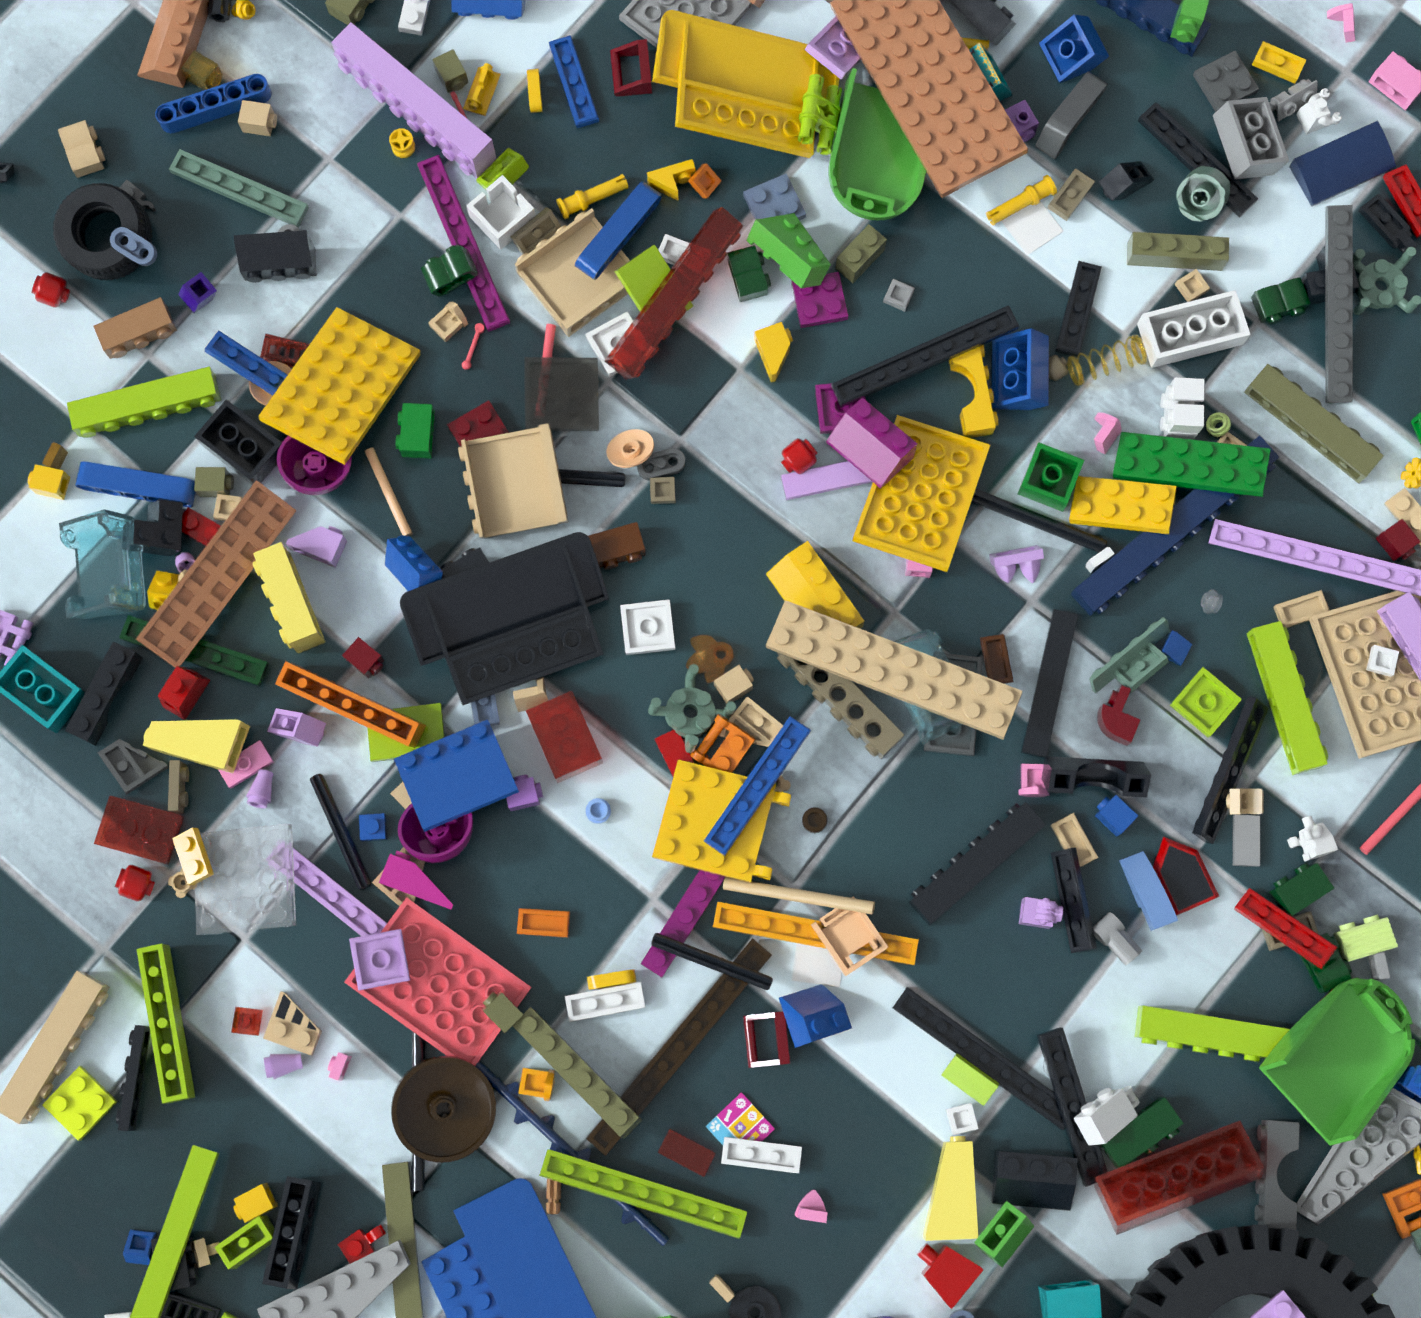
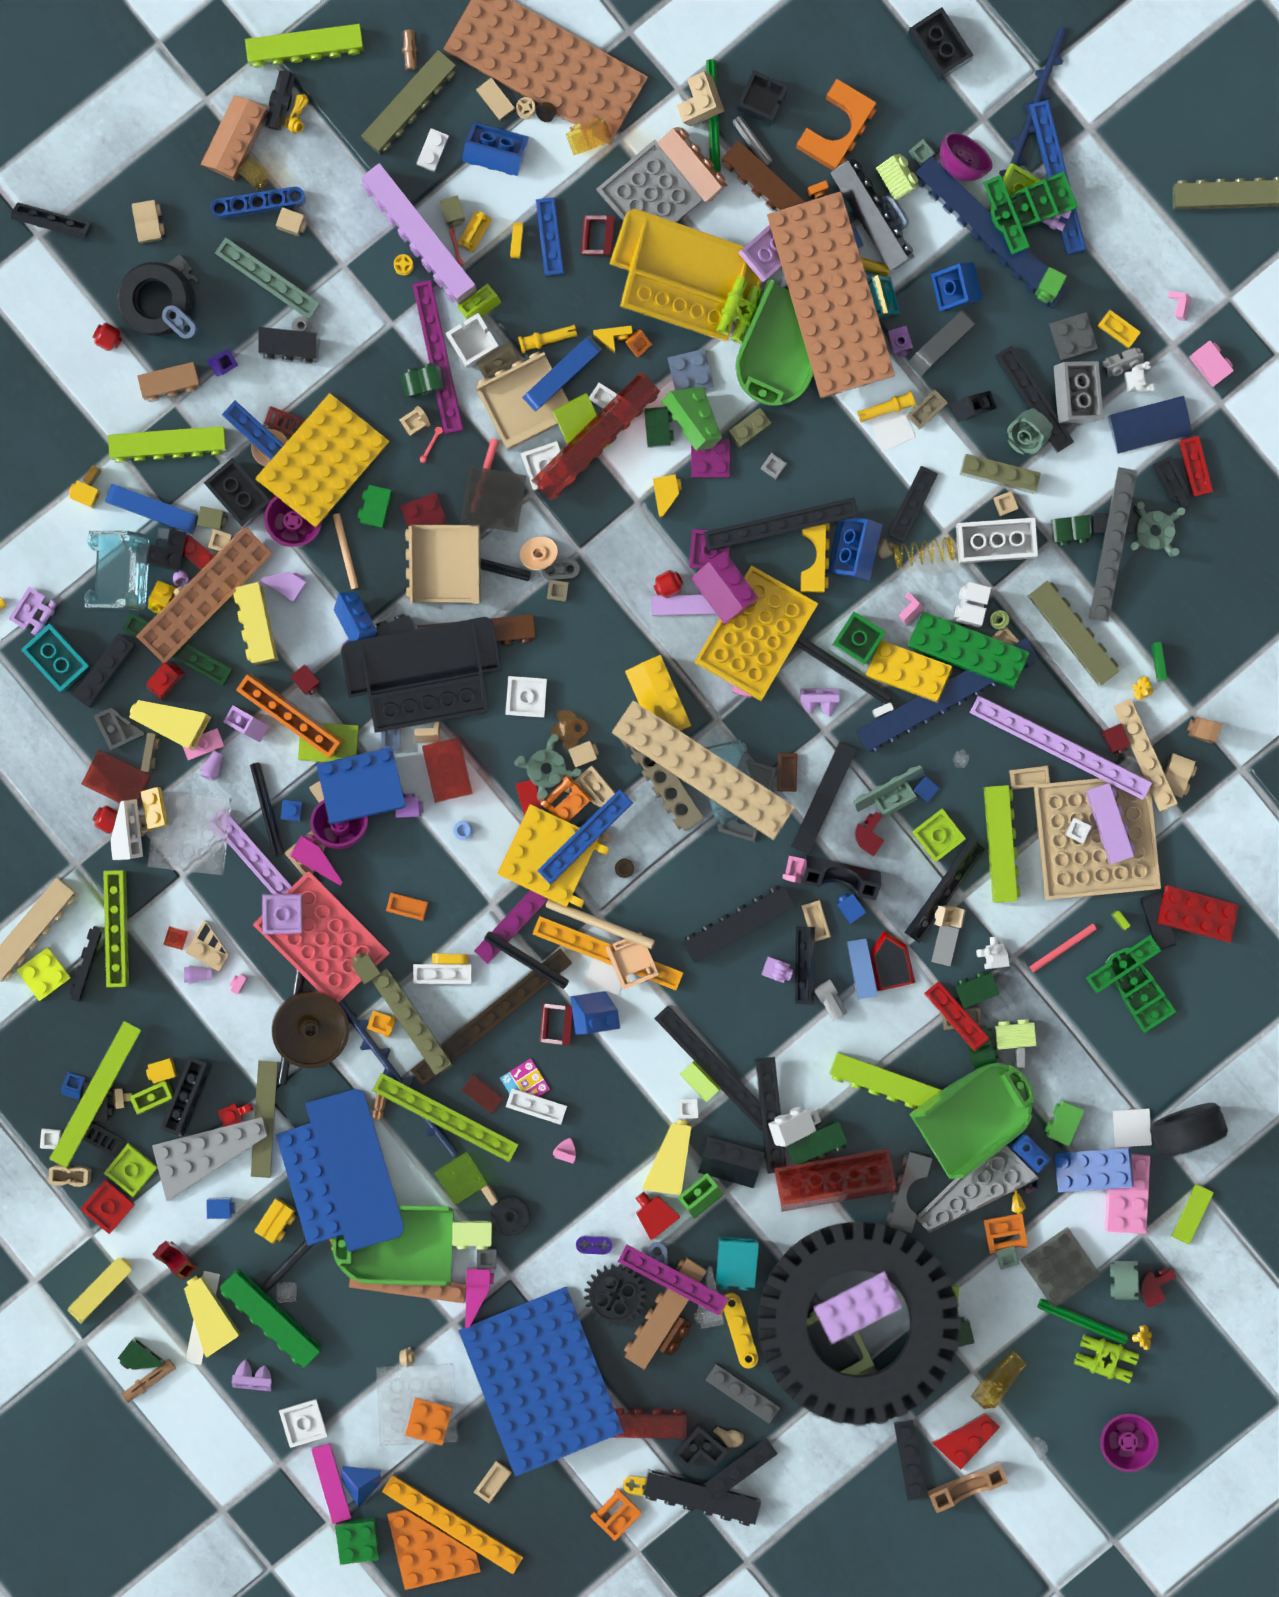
camera: 10 degrees right, 10 degrees up
(161, 895) = (126, 833): none -> white slope
(679, 1273) = (460, 1178): none -> clear neon green plate

